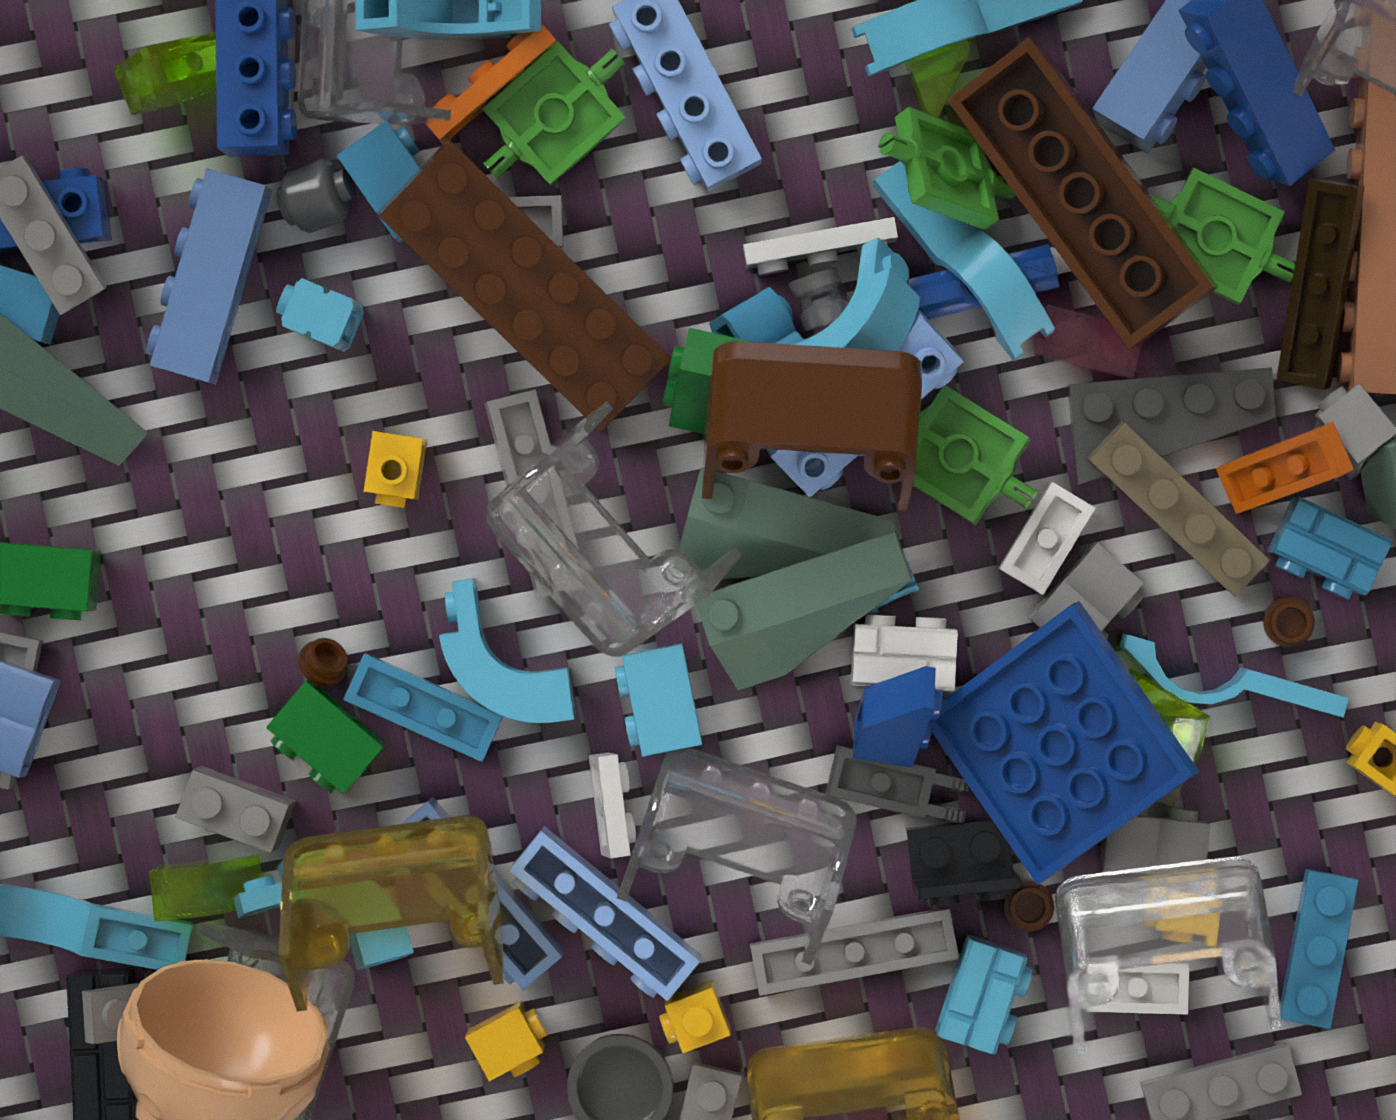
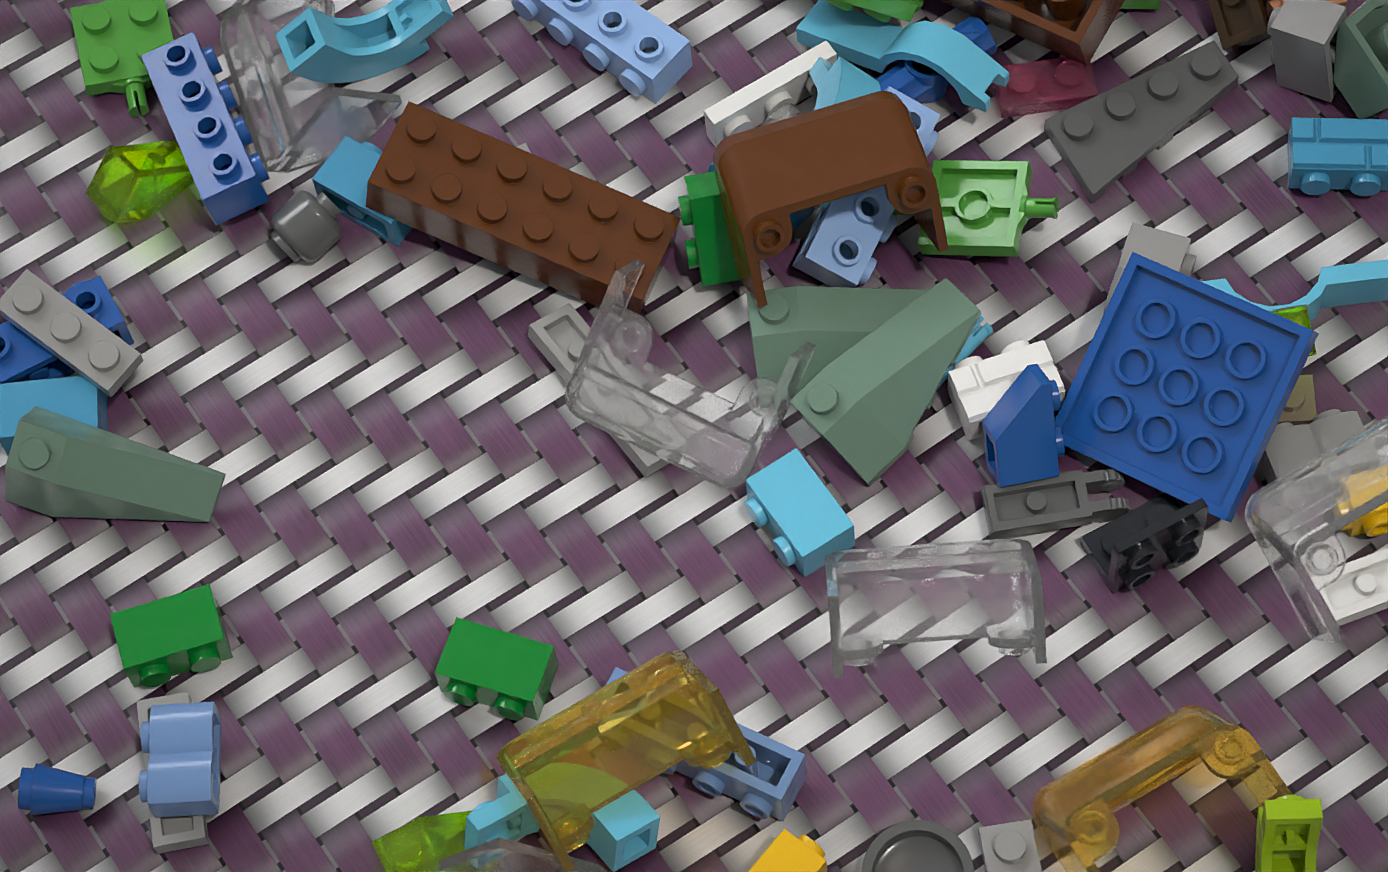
camera: 15 degrees left, 25 degrees down
(210, 275) = (235, 324): medium blue brick -> none
(235, 809) = (434, 766): light grey brick -> none
(320, 314) = (348, 307): medium azure brick -> none
(323, 662) = (467, 604): reddish brown plate -> none
(395, 468) = (467, 415): yellow brick -> none
(423, 707) = (579, 610): dark azure plate -> none
(489, 81) = (432, 78): orange plate -> none
(510, 692) = (638, 560): medium azure arch -> none
(554, 113) = (495, 83): bright green plate -> none
(589, 903) = (832, 714): light blue brick -> none
(609, 783) = (786, 613): white plate -> none
(695, 1017) = (961, 776): yellow brick -> none
(856, 951) = (1084, 662): light grey plate -> none
(983, 995) = (1225, 649): medium azure brick -> none
(1029, 906) = (1228, 559): reddish brown plate -> none
(1046, 538) = (1086, 247): white plate -> none
(1178, 508) = (1191, 177): dark tan plate -> none
(1285, 468) = (1264, 91): orange plate -> none
(1288, 622) = (1338, 231): reddish brown plate -> none

